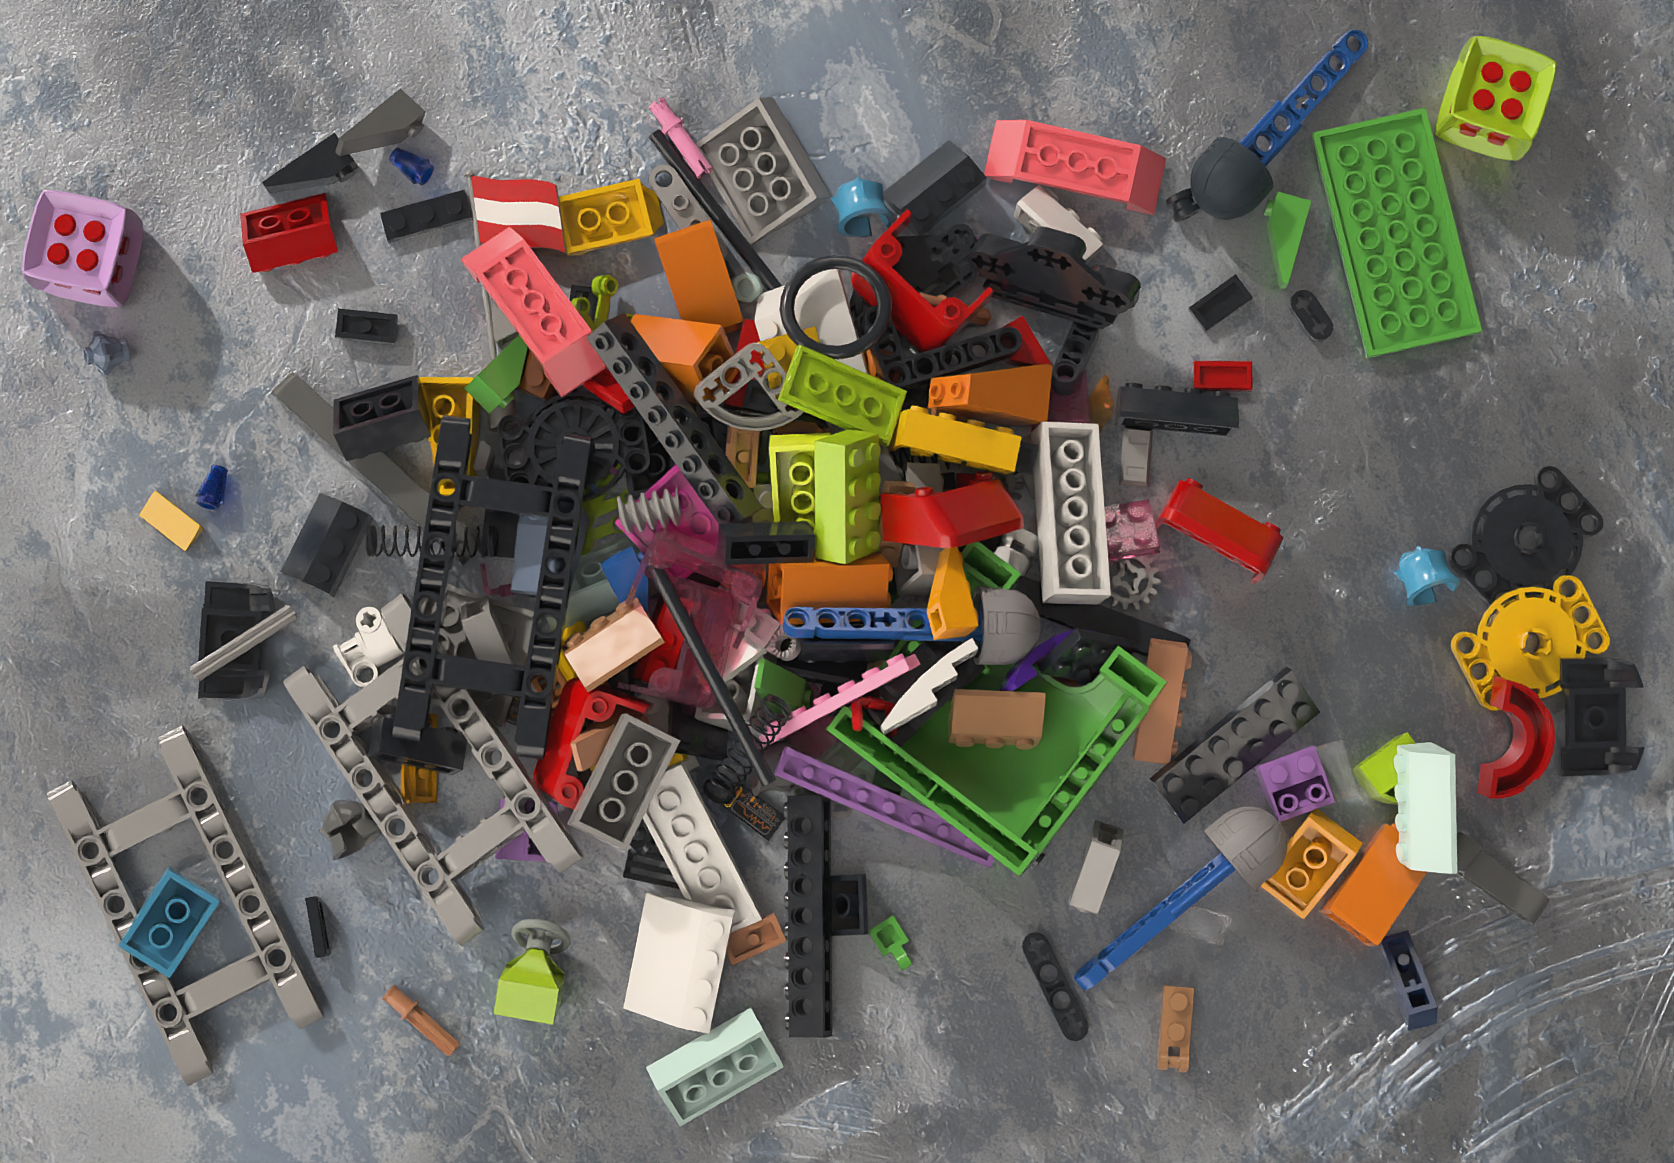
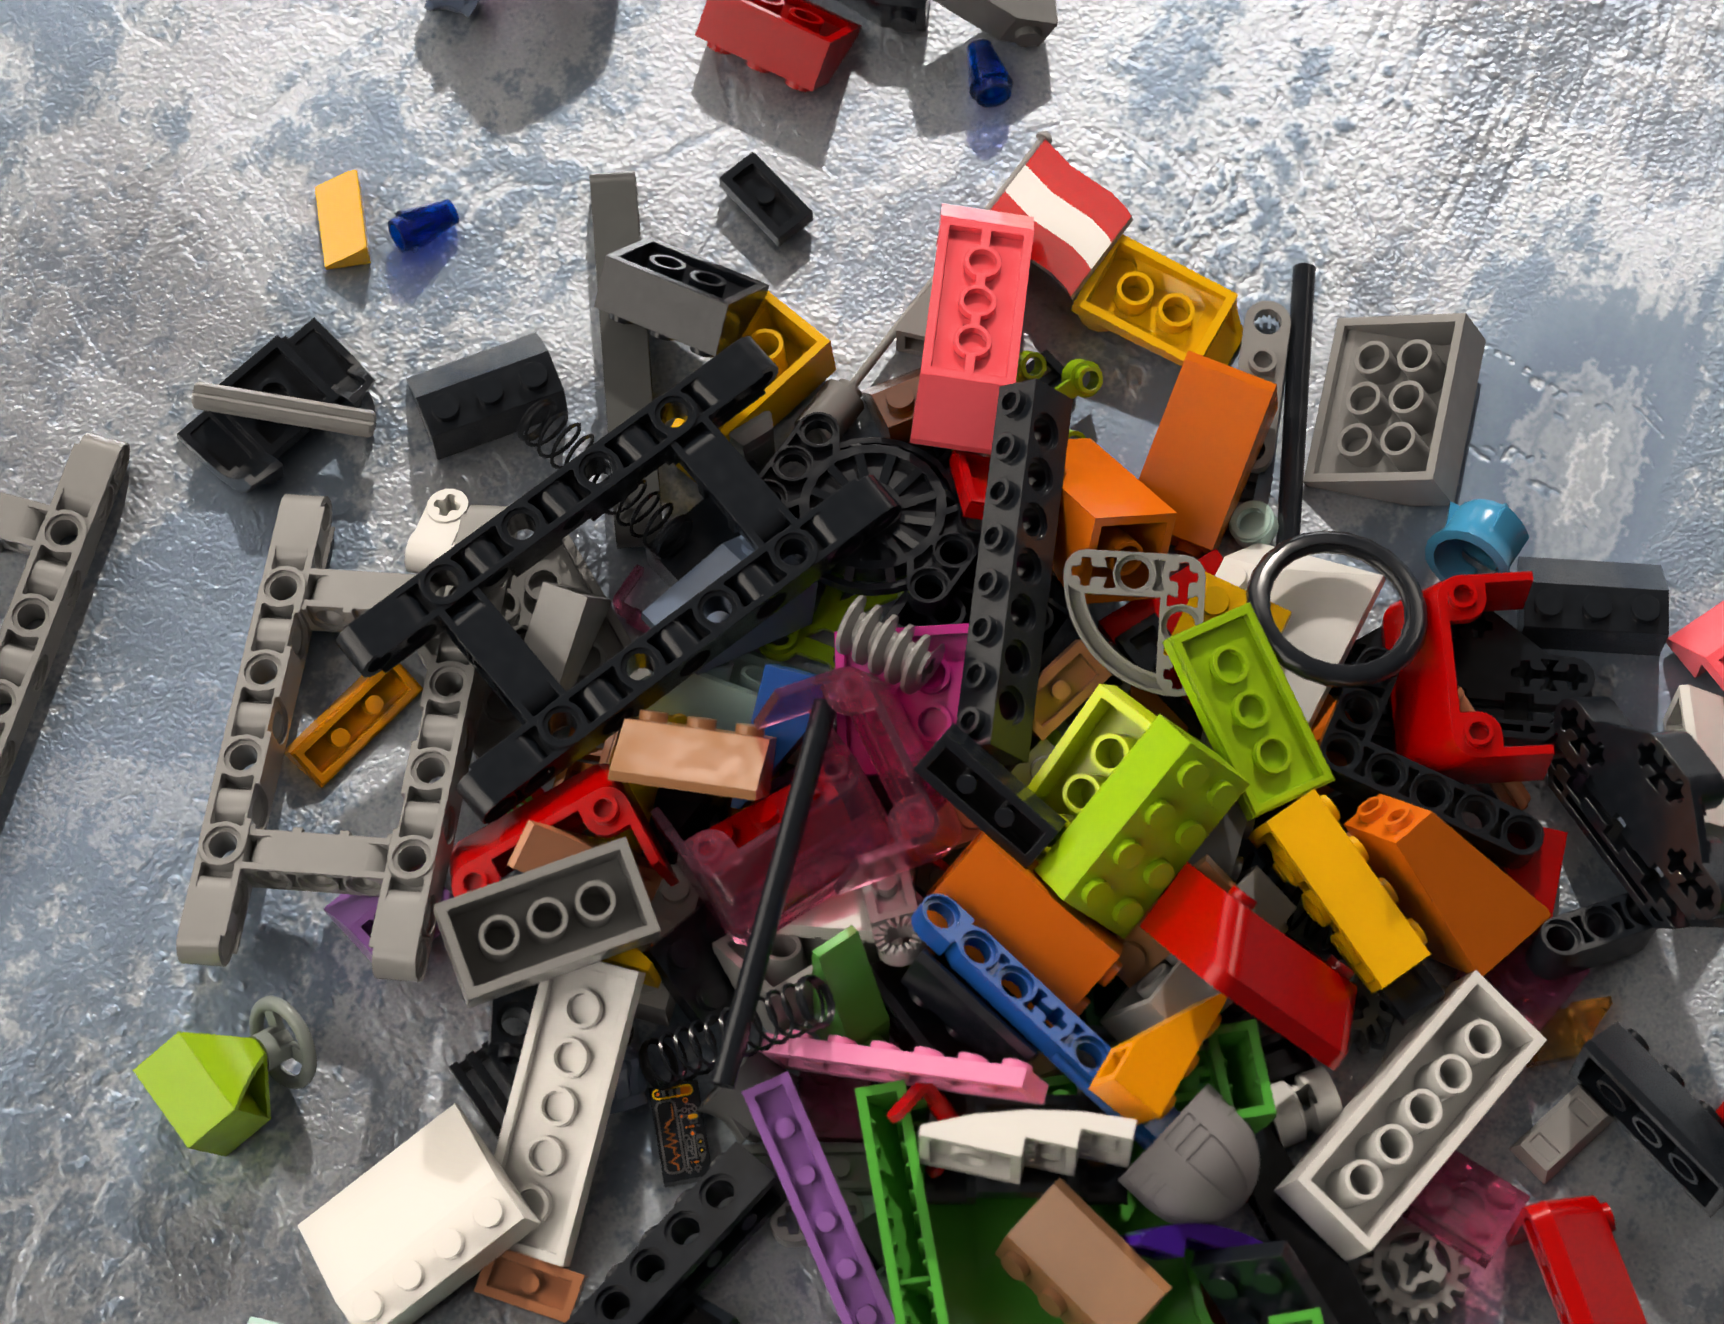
camera: 50 degrees right, 15 degrees down
(318, 926) = (46, 801): black tile -> none
(348, 828) = (188, 720): dark grey helmet -> none
(356, 659) = (388, 540): white piece -> none
(421, 1020) = (52, 1017): nougat axle -> none
(426, 216) = (951, 141): black plate -> none
(438, 751) = (367, 708): black brick -> none
(500, 377) = (855, 362): bright green slope -> none
(674, 129) = (1333, 279): bright pink pin -> none

